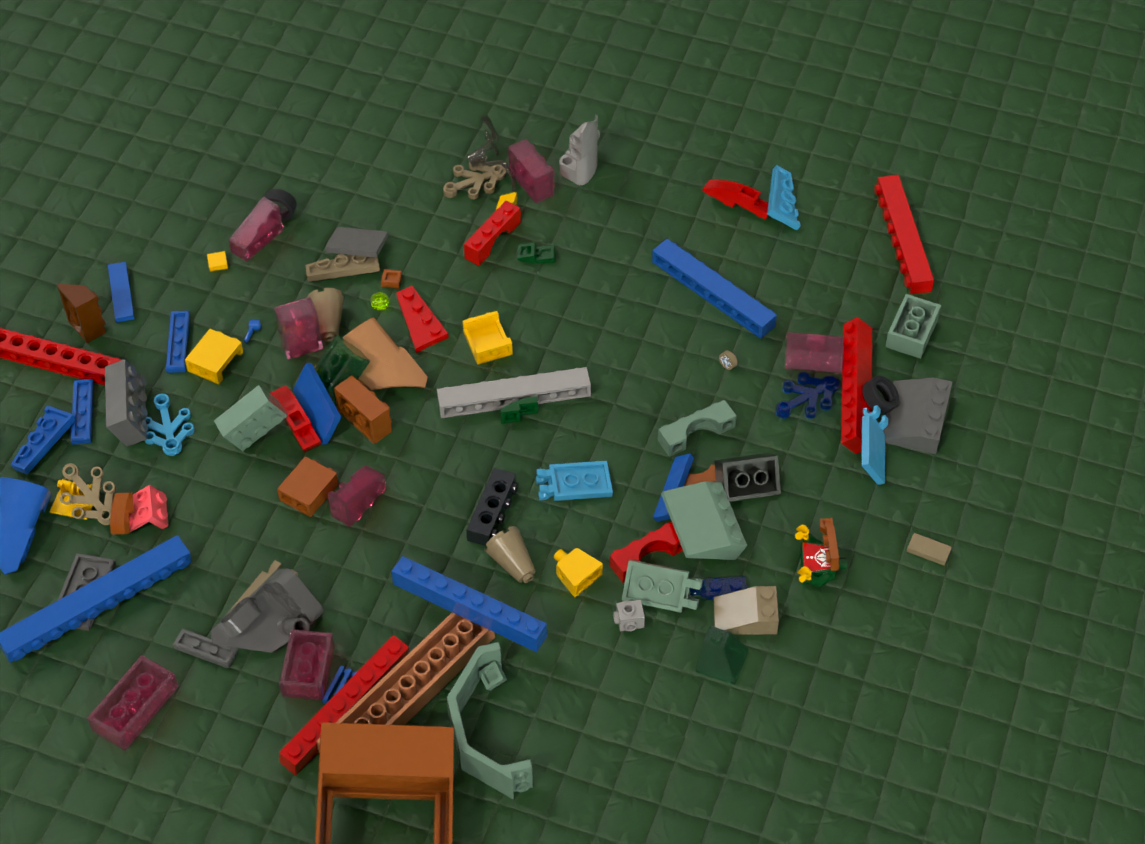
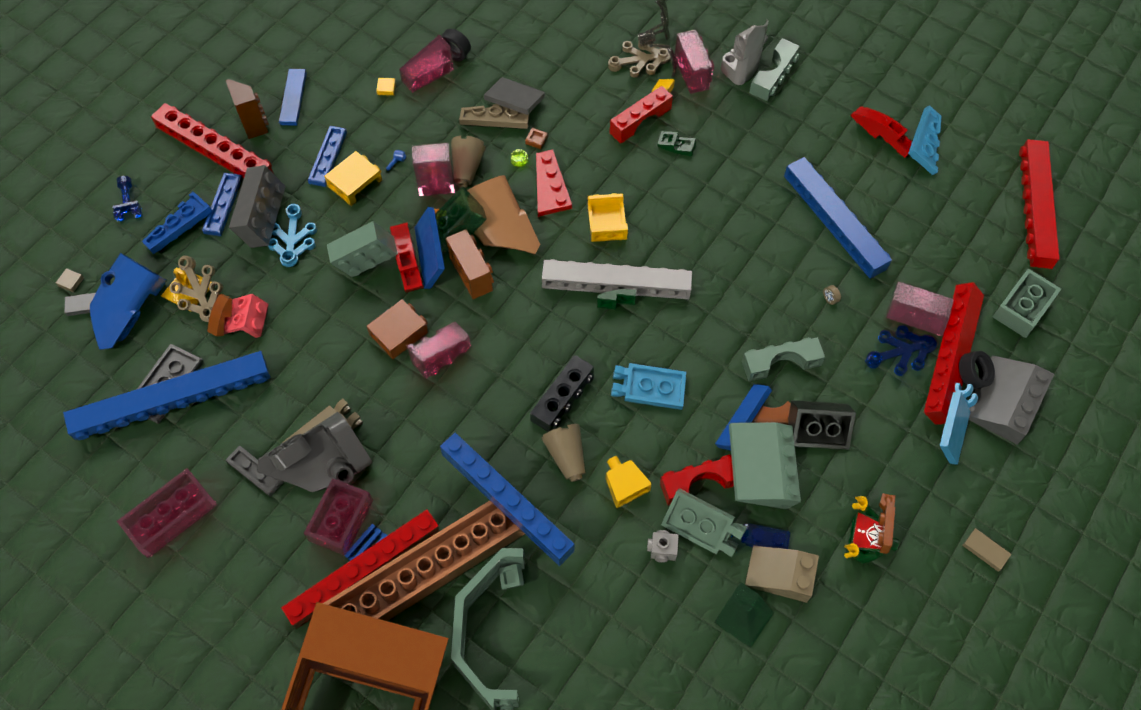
camera: 15 degrees right, 10 degrees up
(610, 176) = (766, 82): none -> sand green arch

